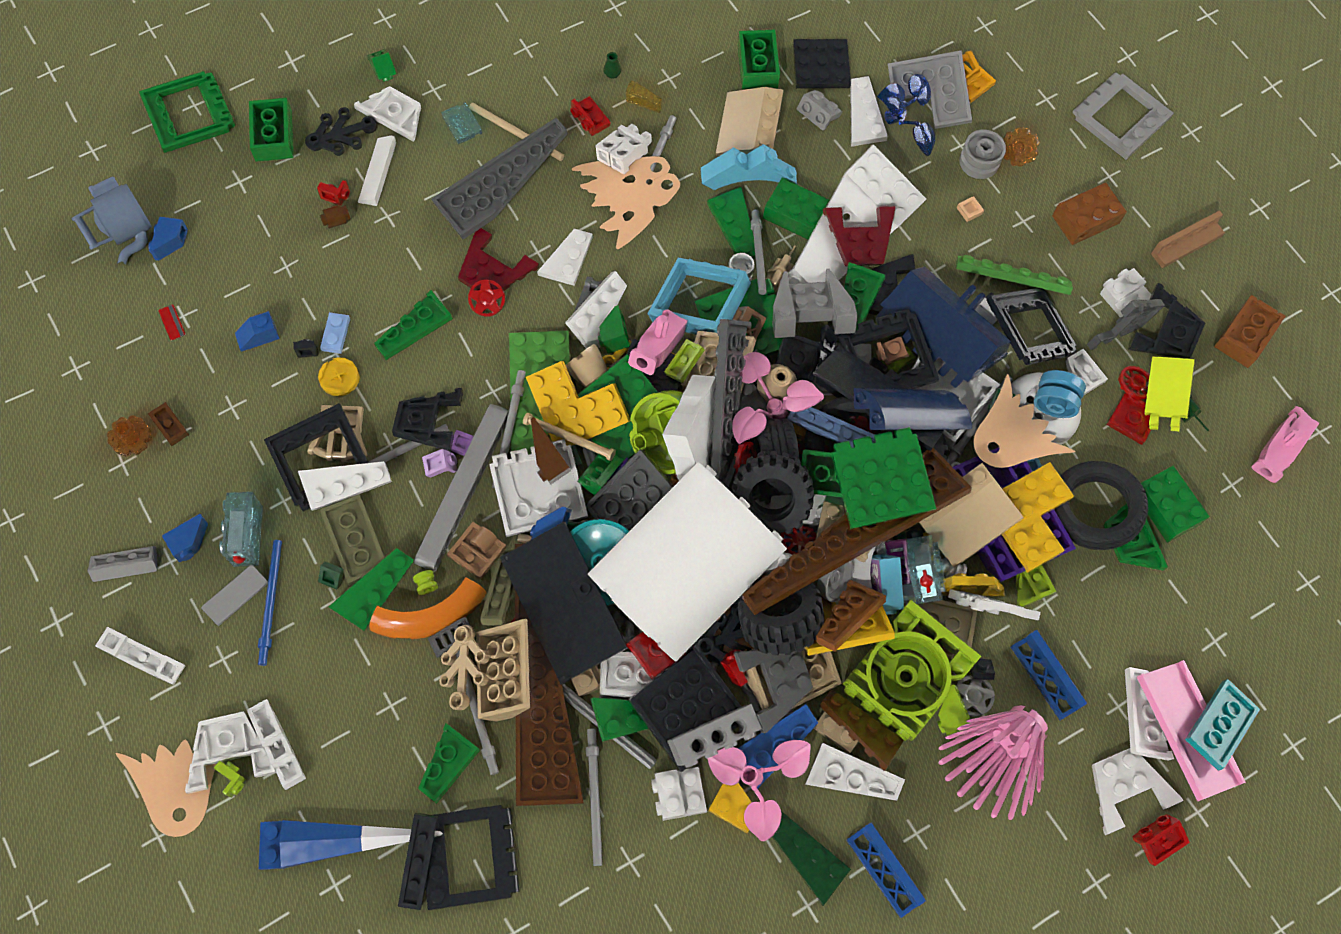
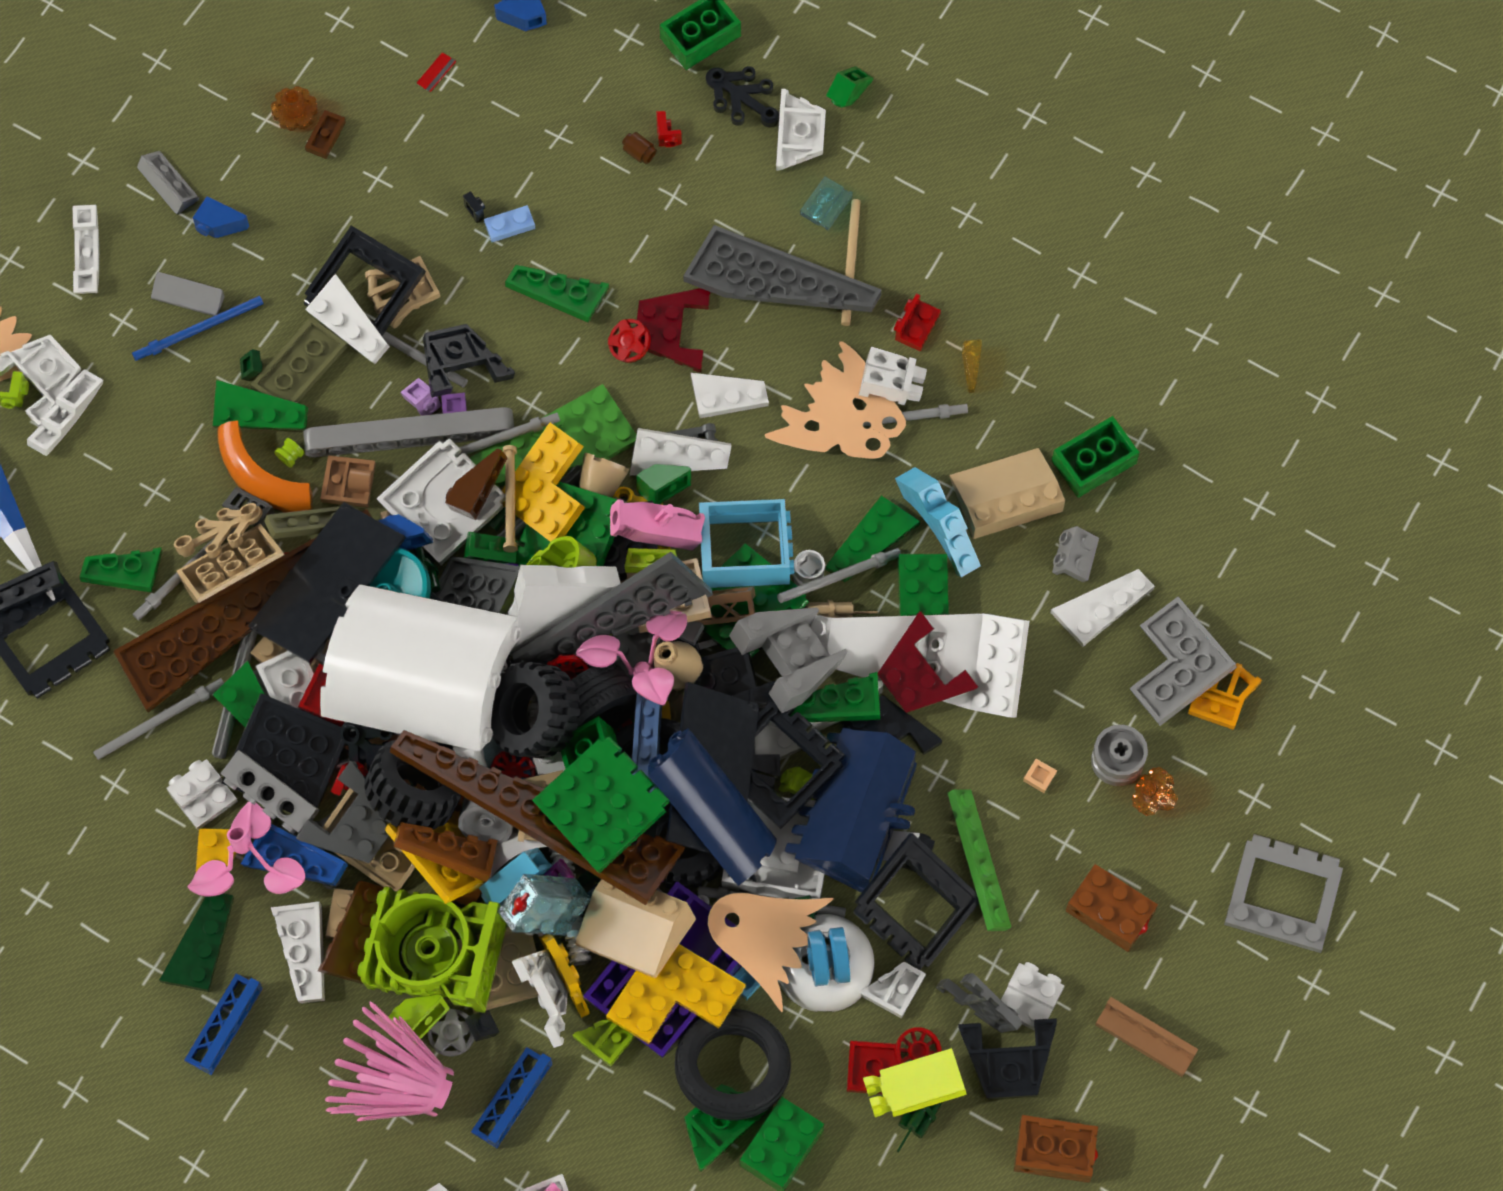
camera: 65 degrees right, 0 degrees up
(241, 529) = (250, 260): clear light blue piece -> none
(256, 332) = (467, 153): blue slope -> none
(338, 376) = (463, 254): yellow tile -> none
(377, 170) = (719, 156): white slope -> none
(612, 66) = (992, 312): dark green cone -> none
(821, 63) = (1142, 528): black plate -> none
(891, 351) = (793, 766): nougat bracket -> none
(894, 99) = (1104, 618): clear blue plant -> none

